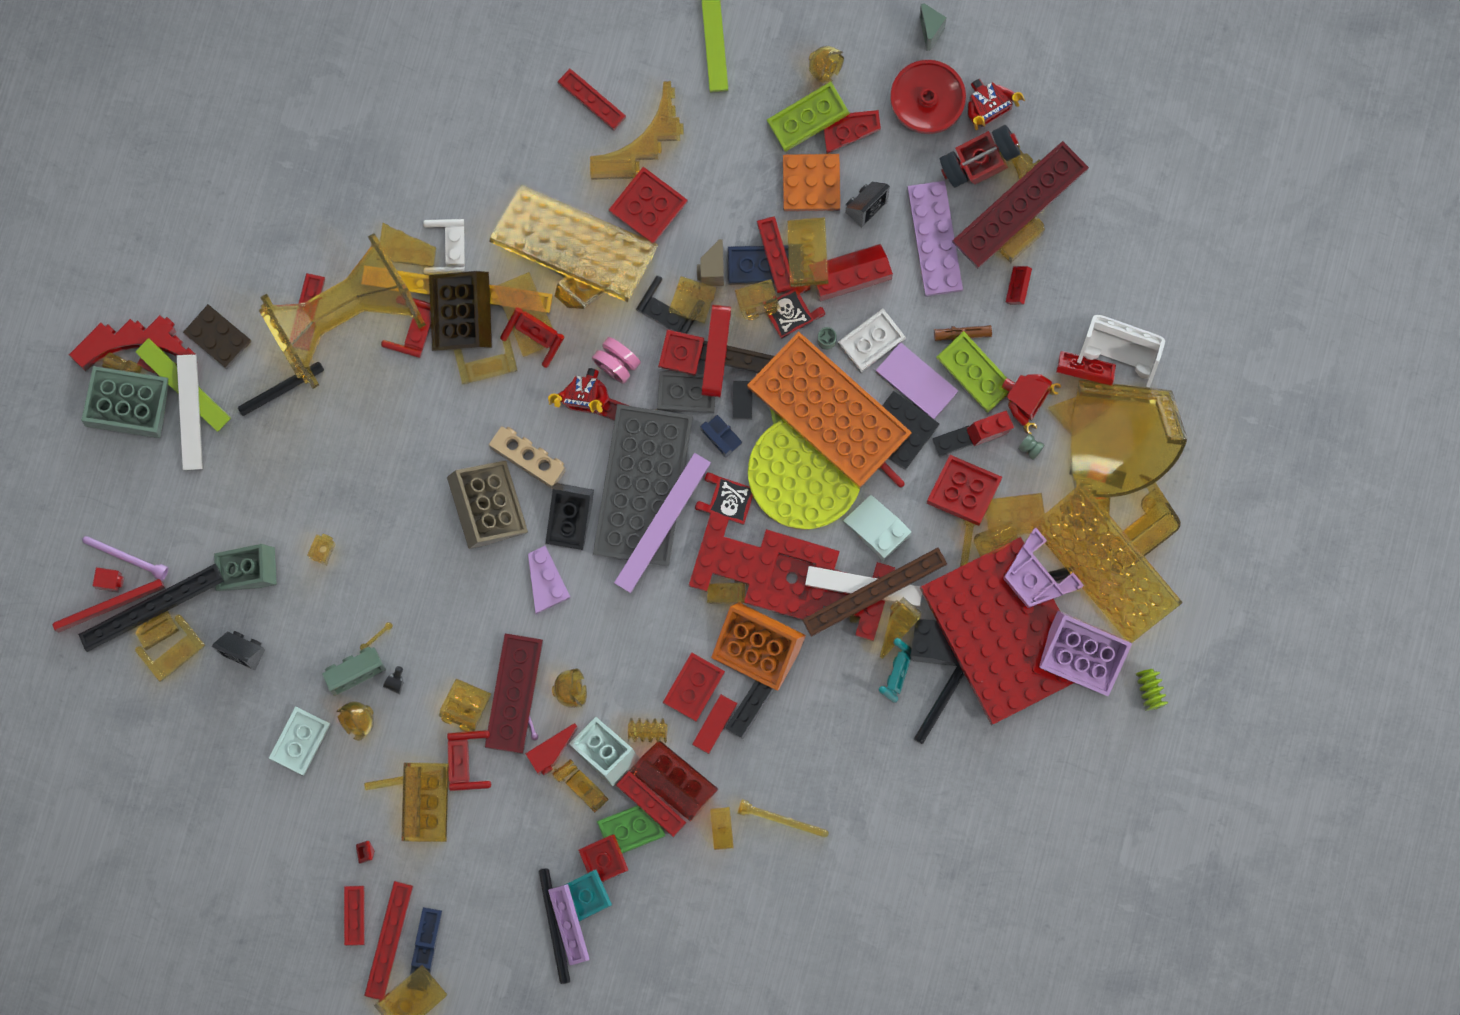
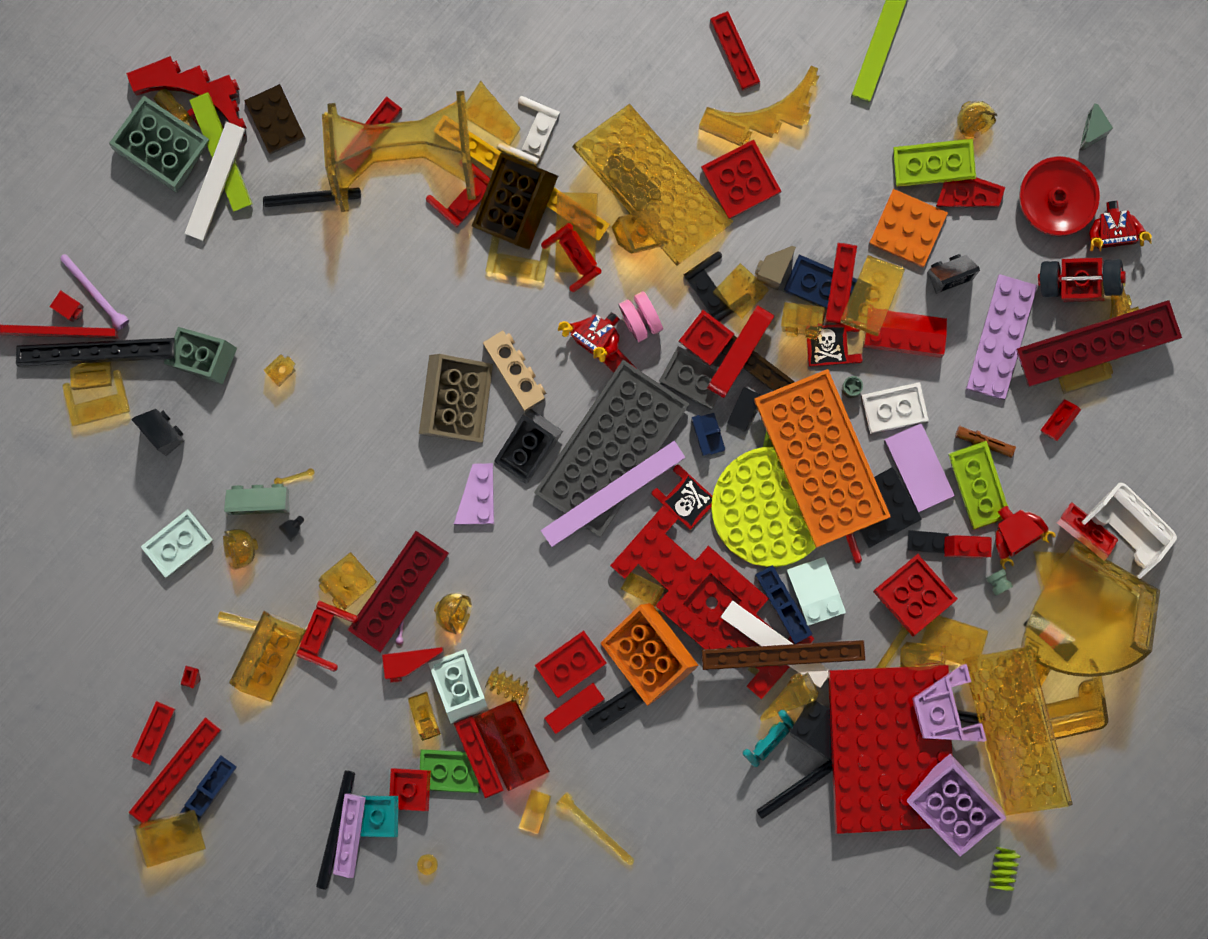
camera: 25 degrees right, 5 degrees up
(562, 772) = (412, 687): clear yellow pin -> none
(644, 914) = (427, 871): none -> clear yellow plate
(854, 550) = (783, 604): none -> dark blue slope

